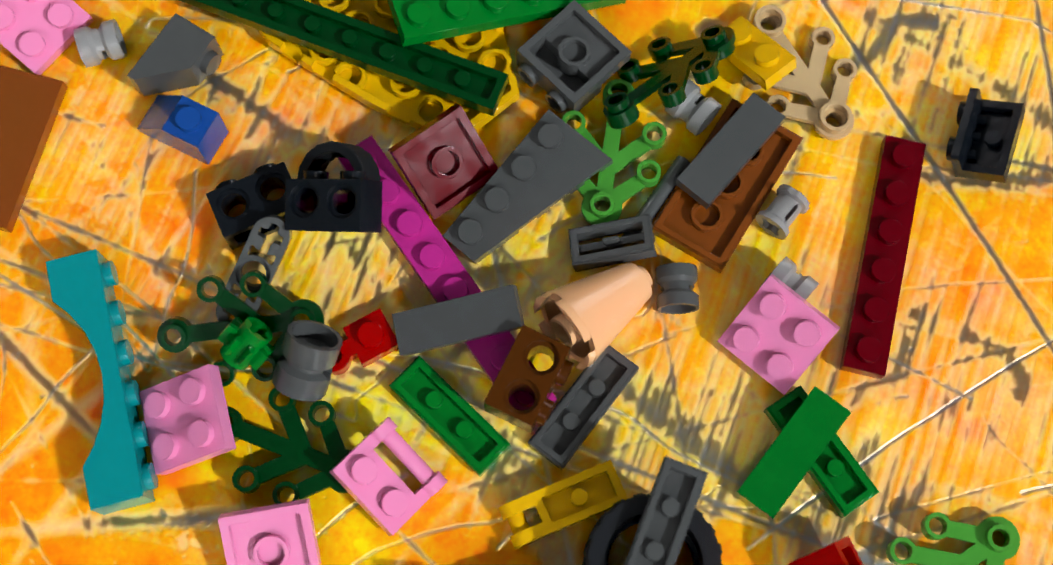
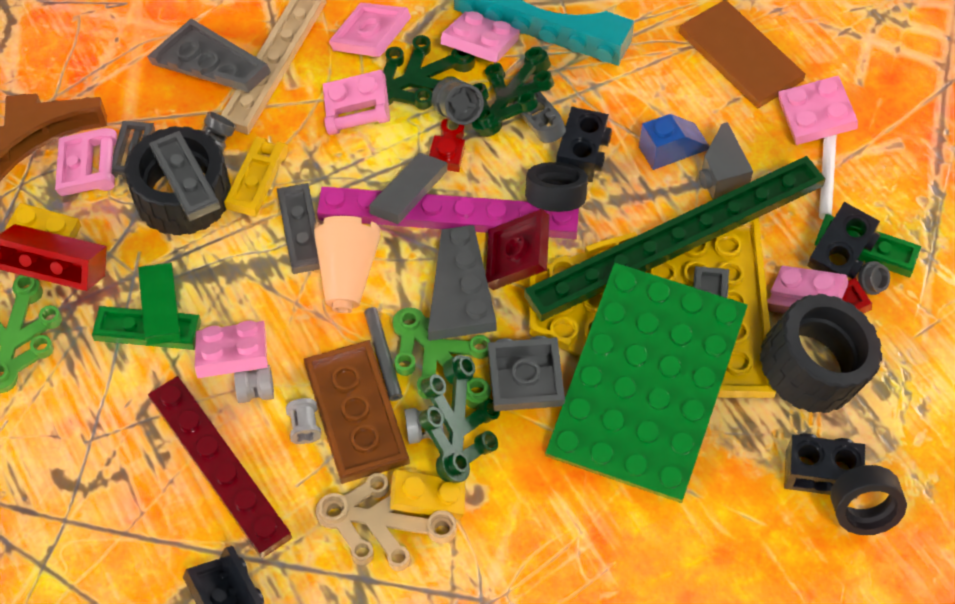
camera: 130 degrees right, 15 degrees down
(100, 43) = (770, 132): light grey wheel -> none
(246, 343) = (497, 85): green gear -> none
(333, 203) = (534, 157): black brick -> none
(449, 416) = (362, 160): green tile -> none
(519, 376) = (339, 189): reddish brown brick -> none
(612, 249) = (365, 323): dark grey tile -> none
(677, 288) = (315, 320): dark grey wheel -> none
(730, 150) = (372, 420): dark grey tile -> none

